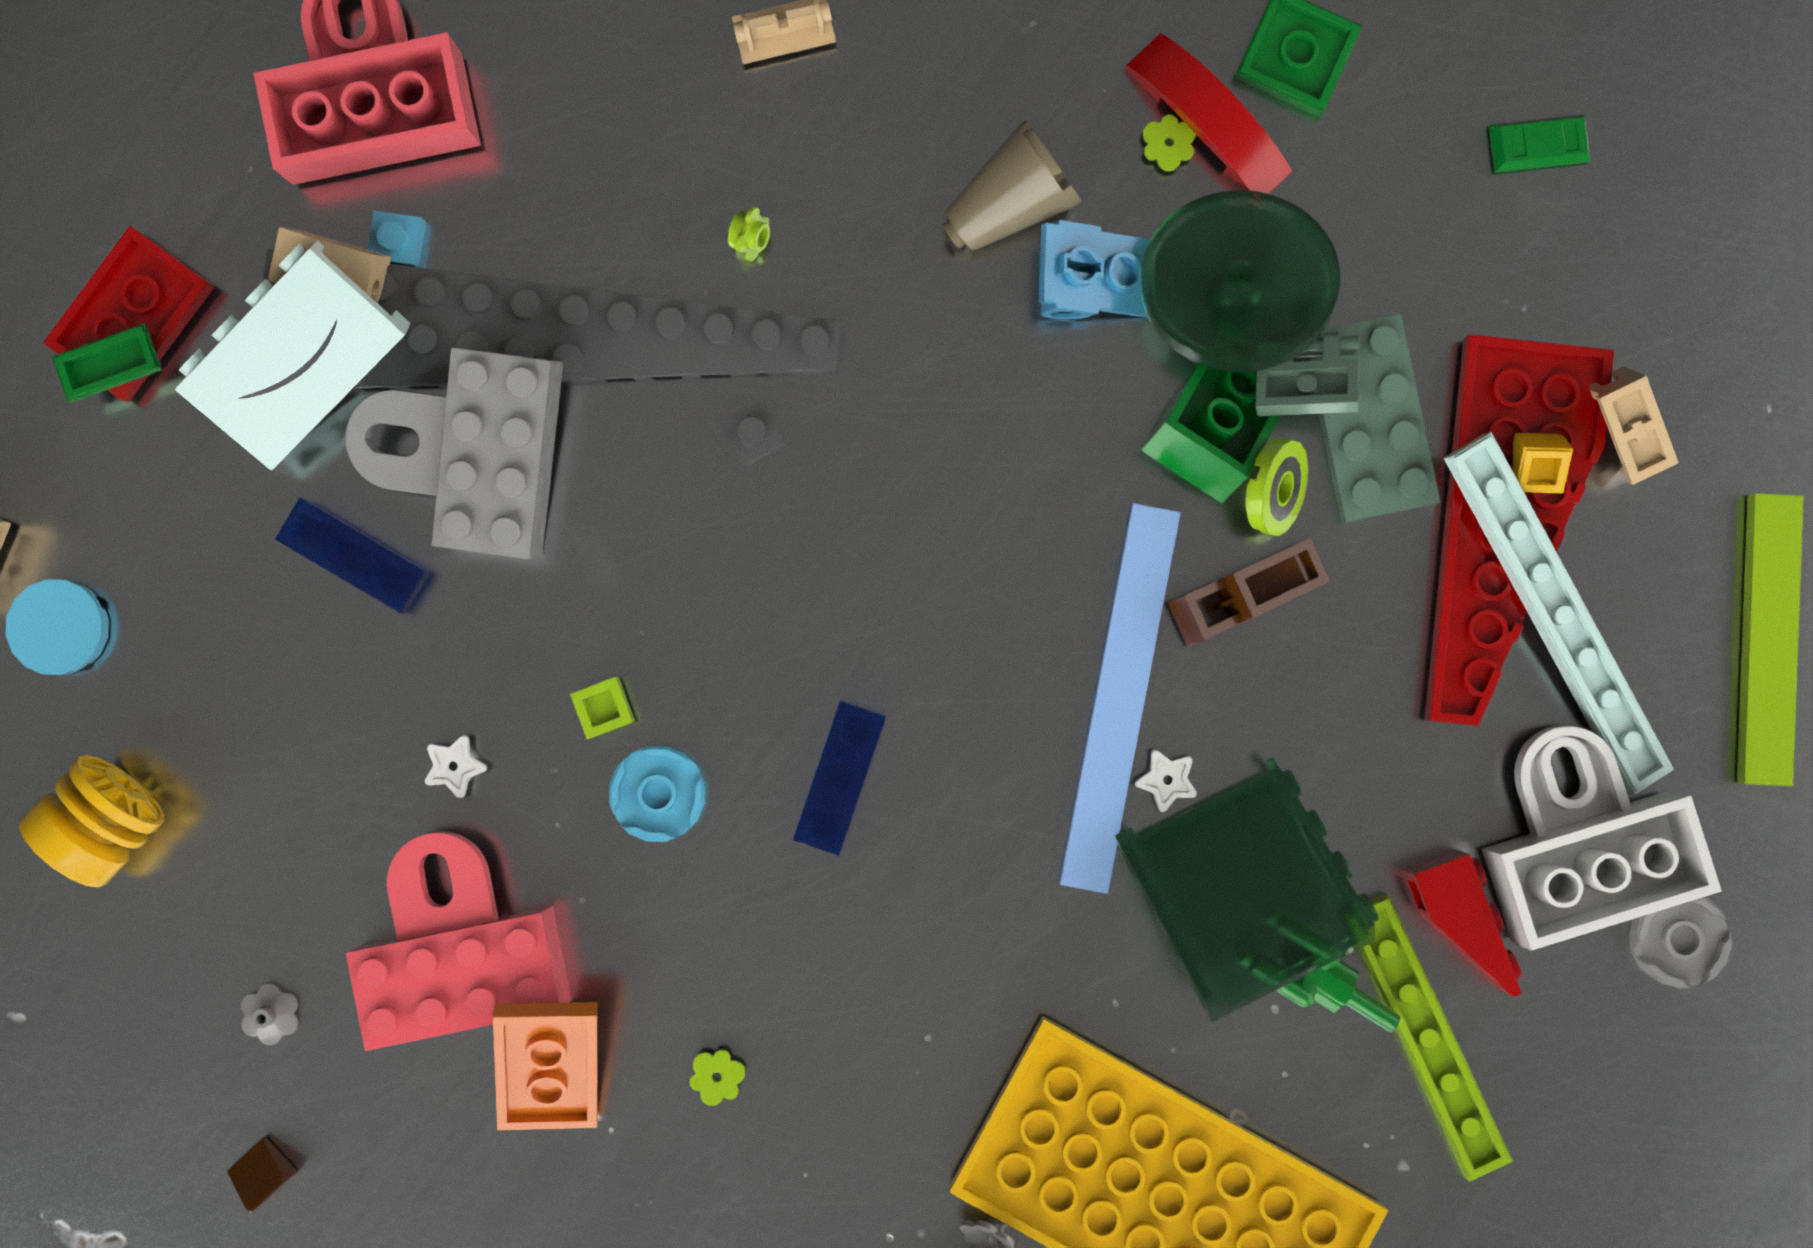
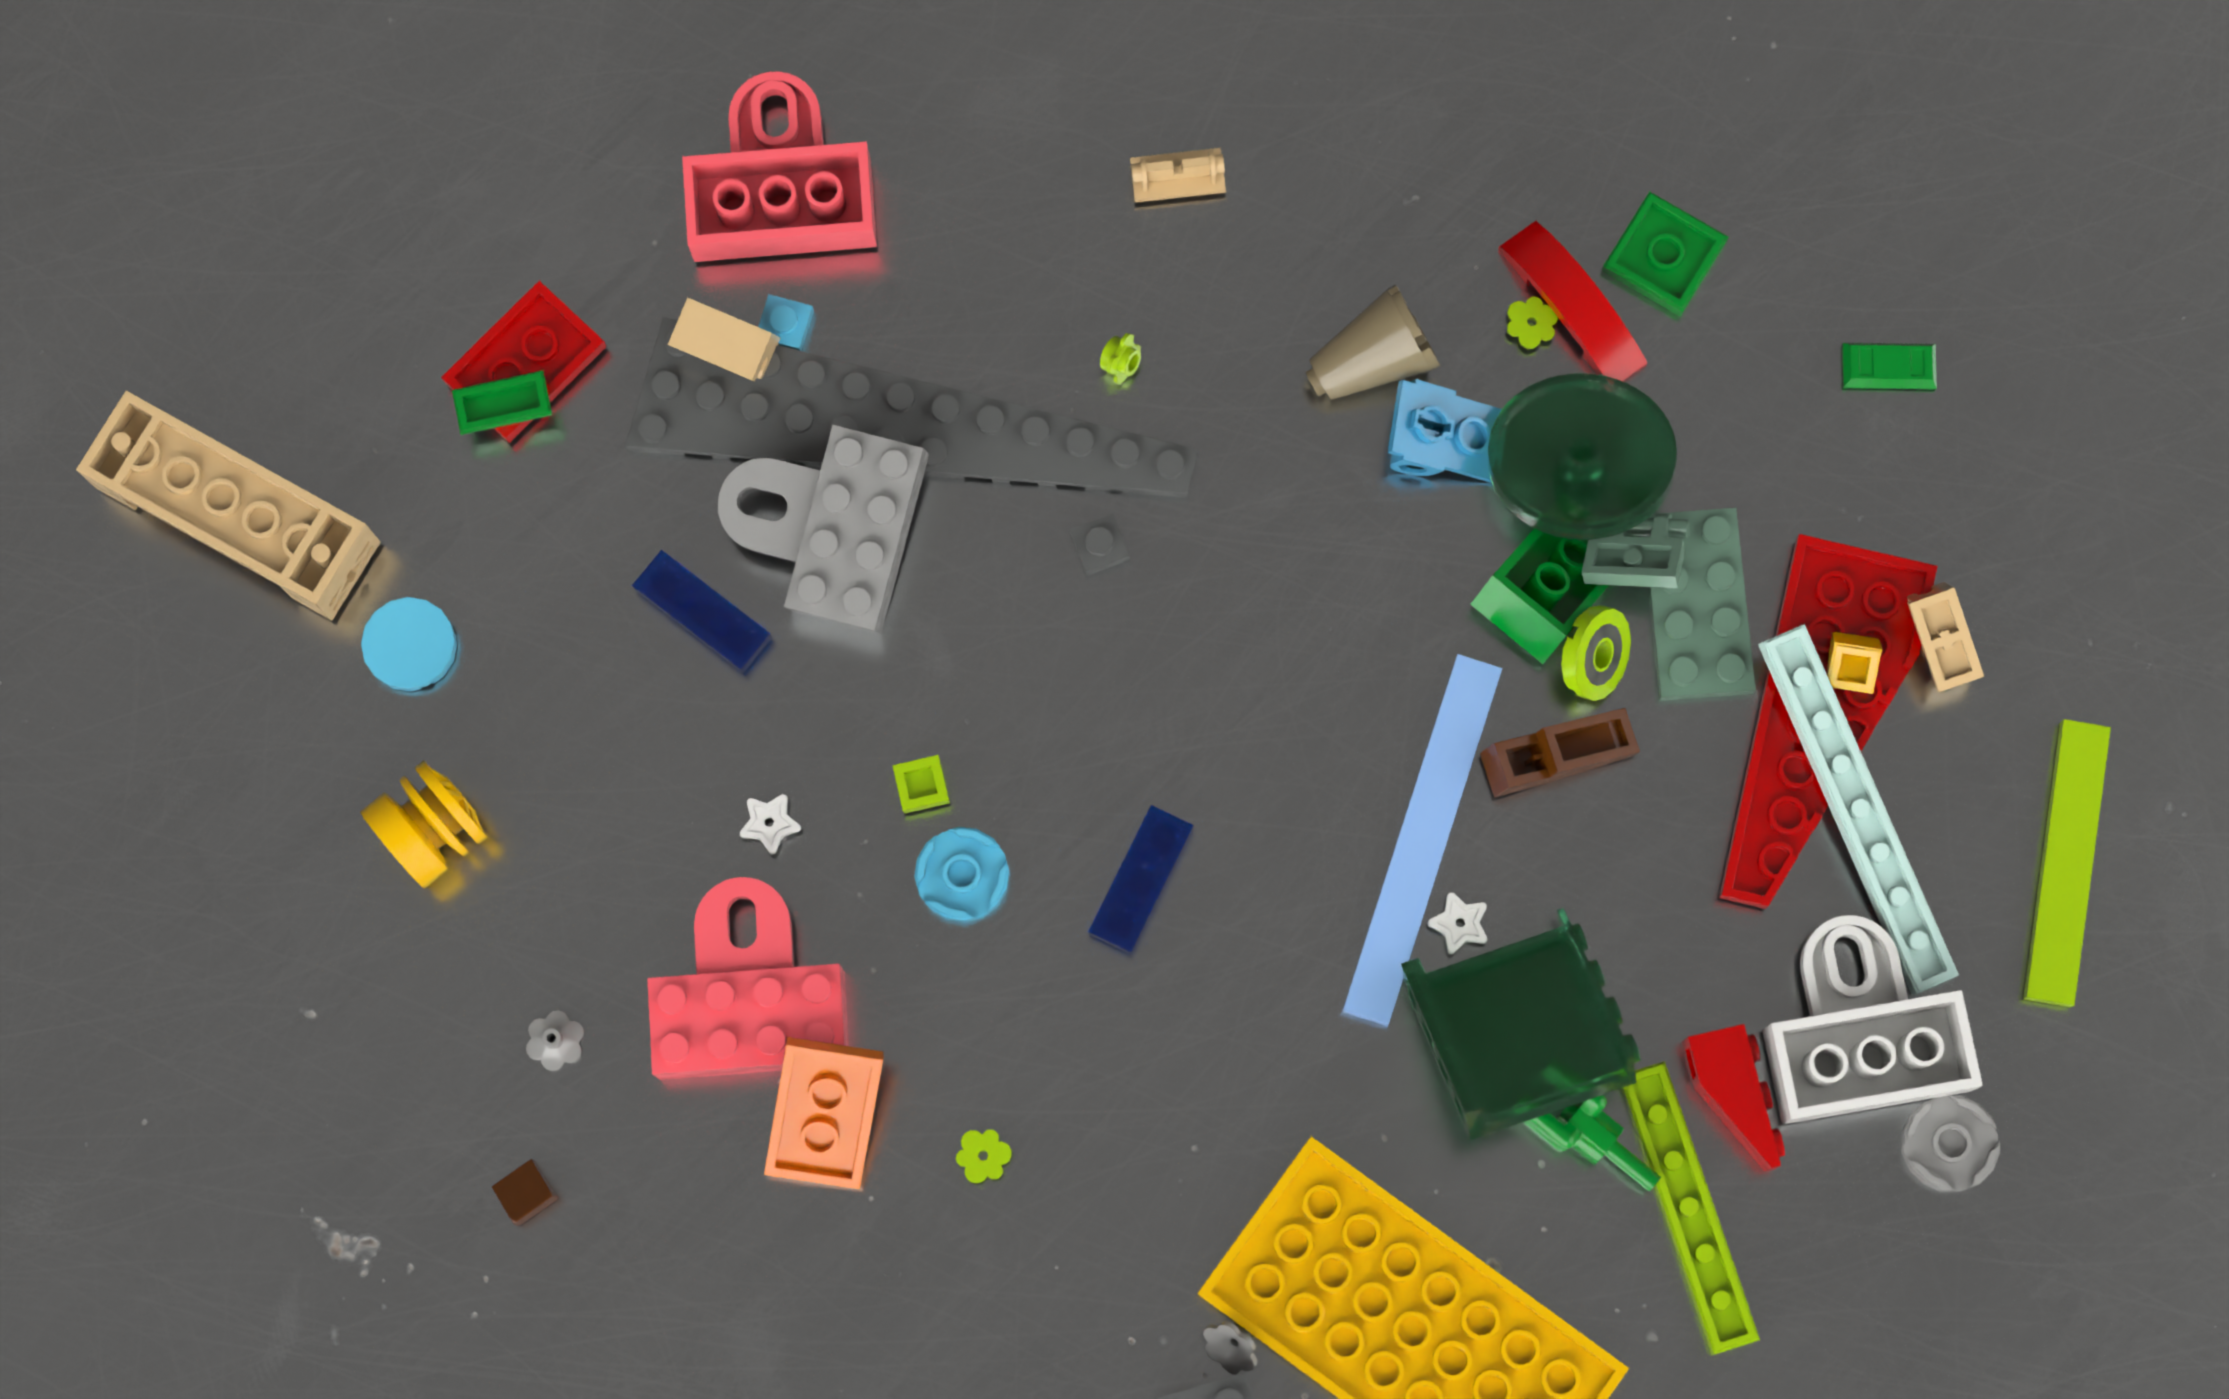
camera: 15 degrees right, 10 degrees down
(290, 355) = (679, 415): light aqua panel -> none

